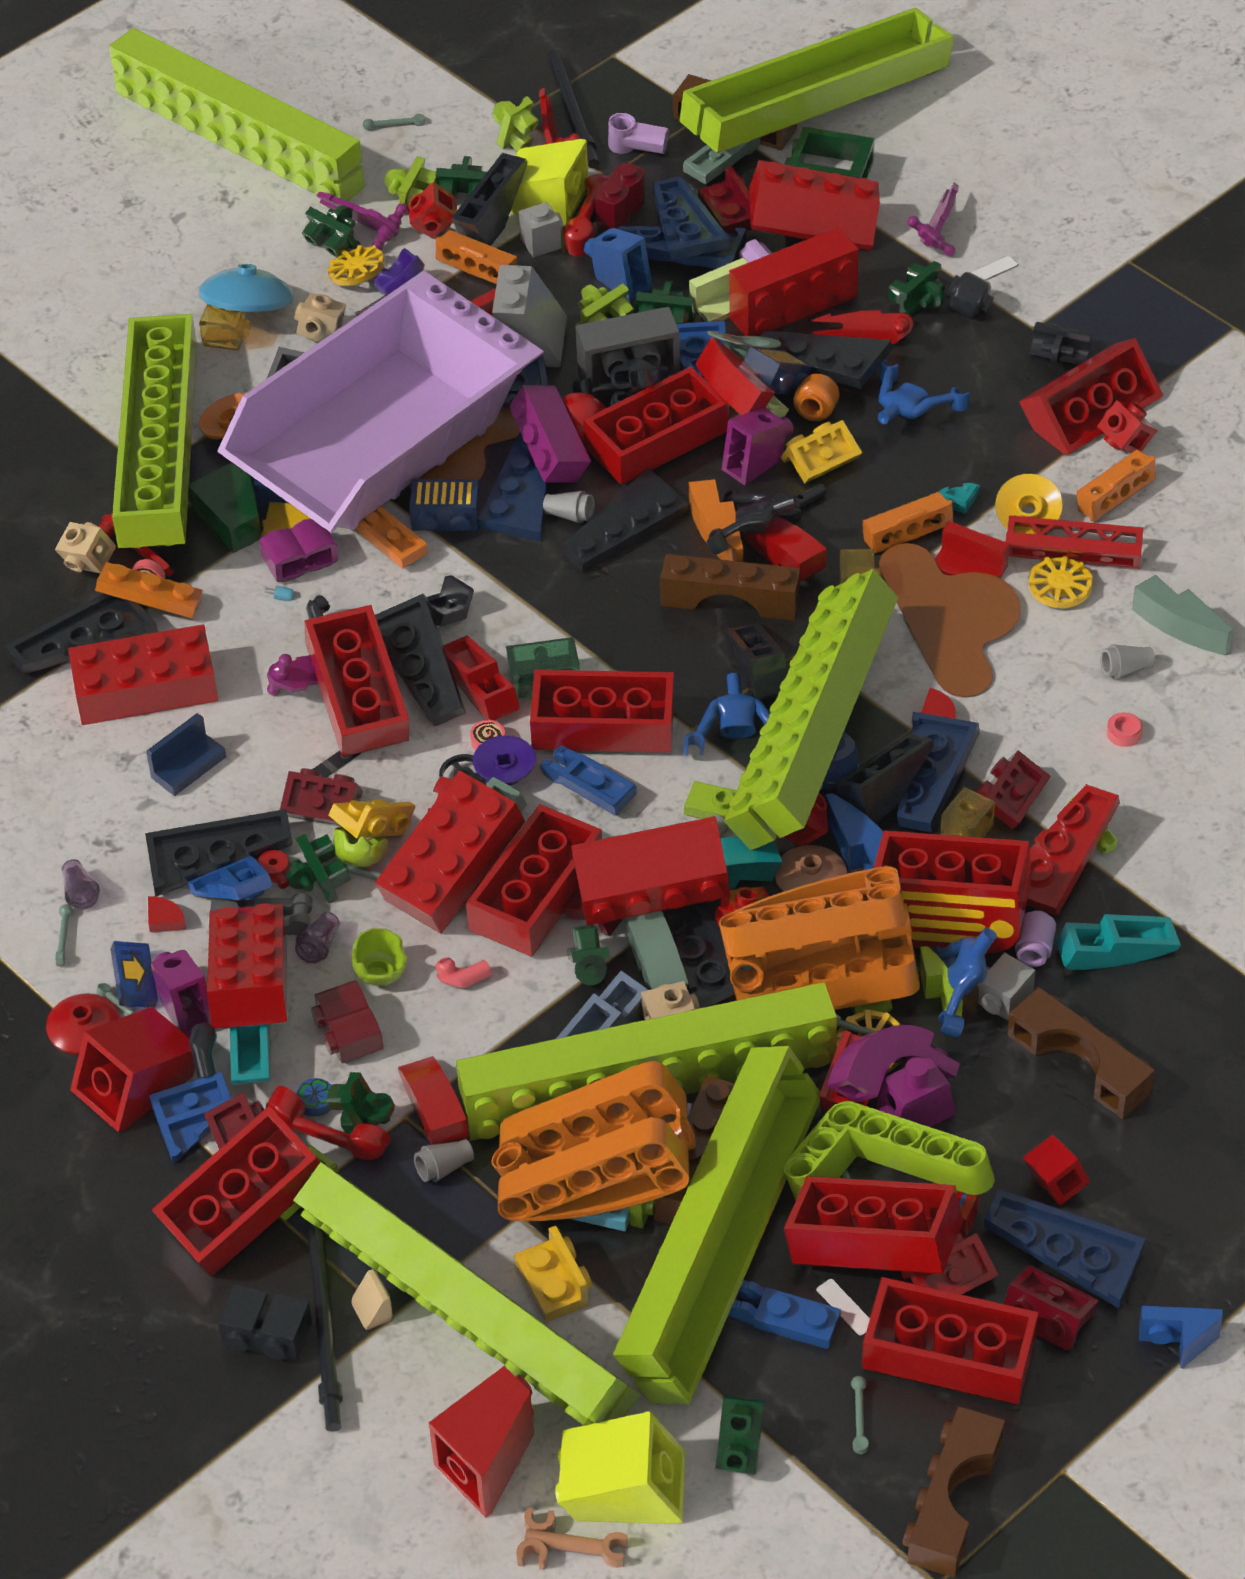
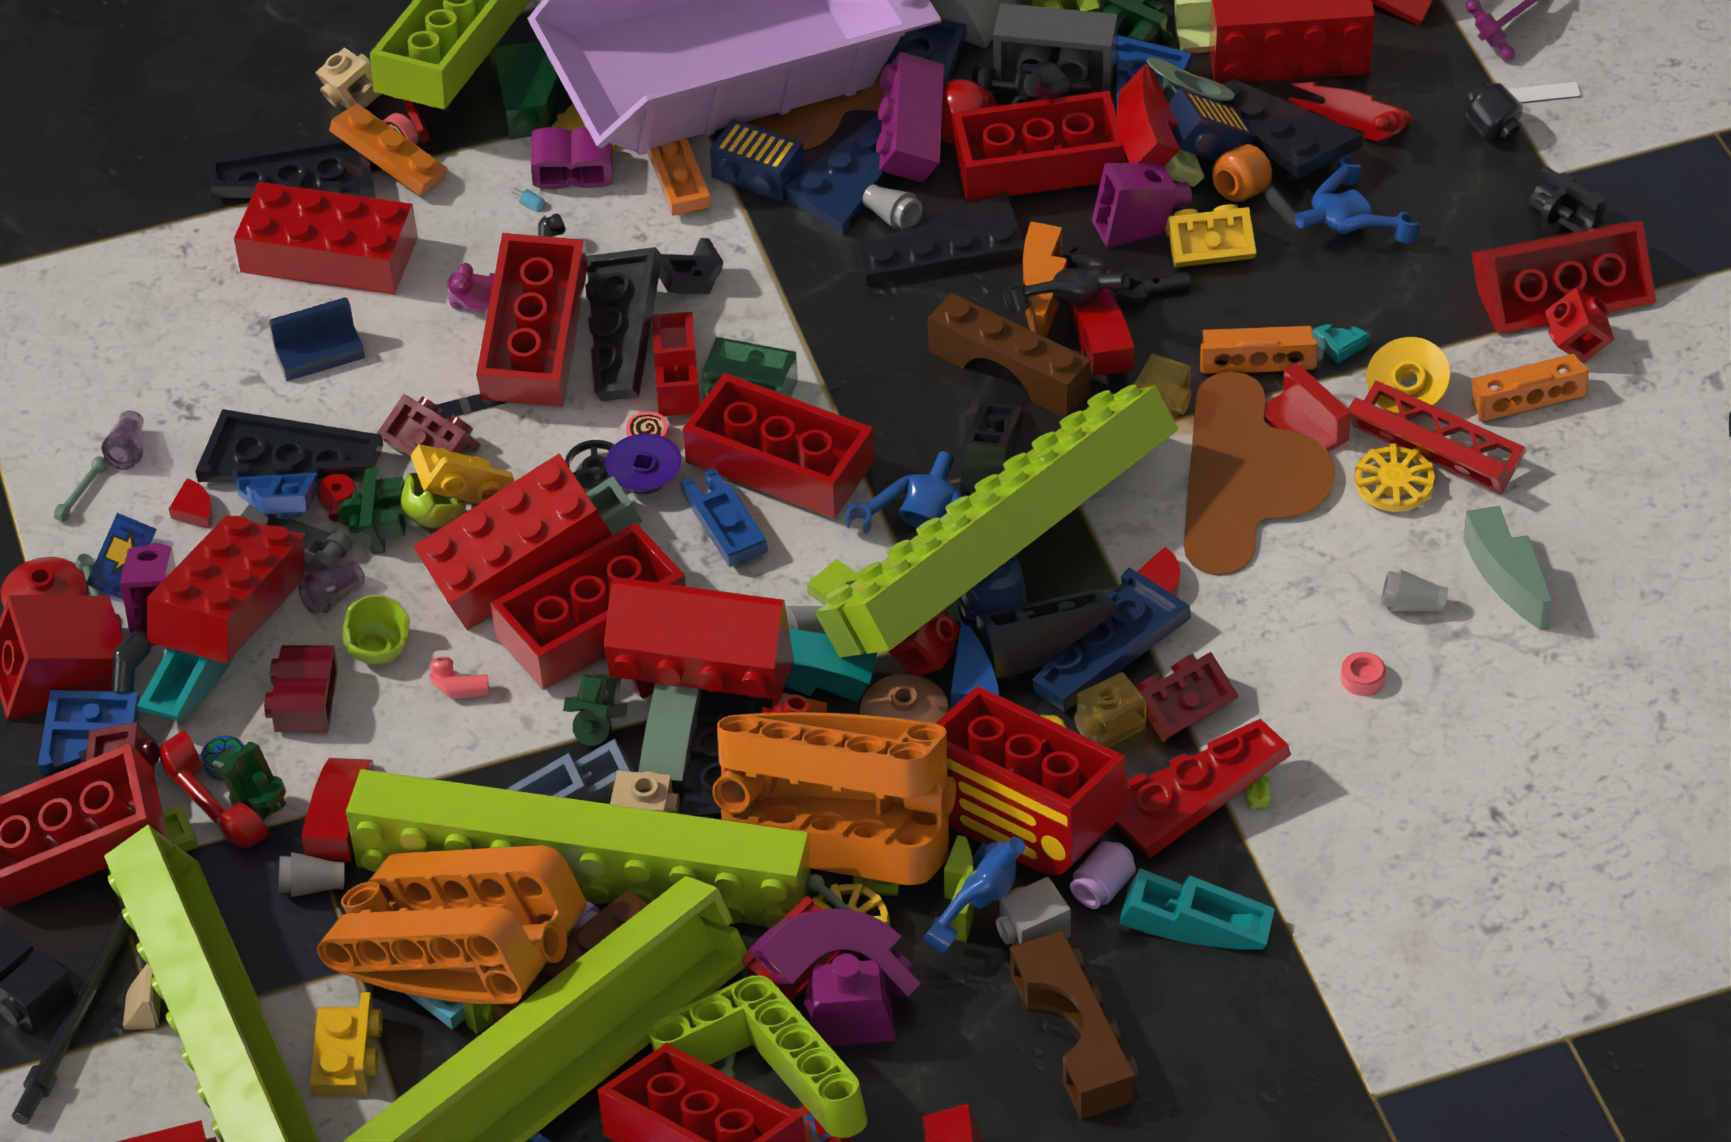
camera: 25 degrees right, 0 degrees up
(921, 290) = (1440, 88): dark green hips -> none

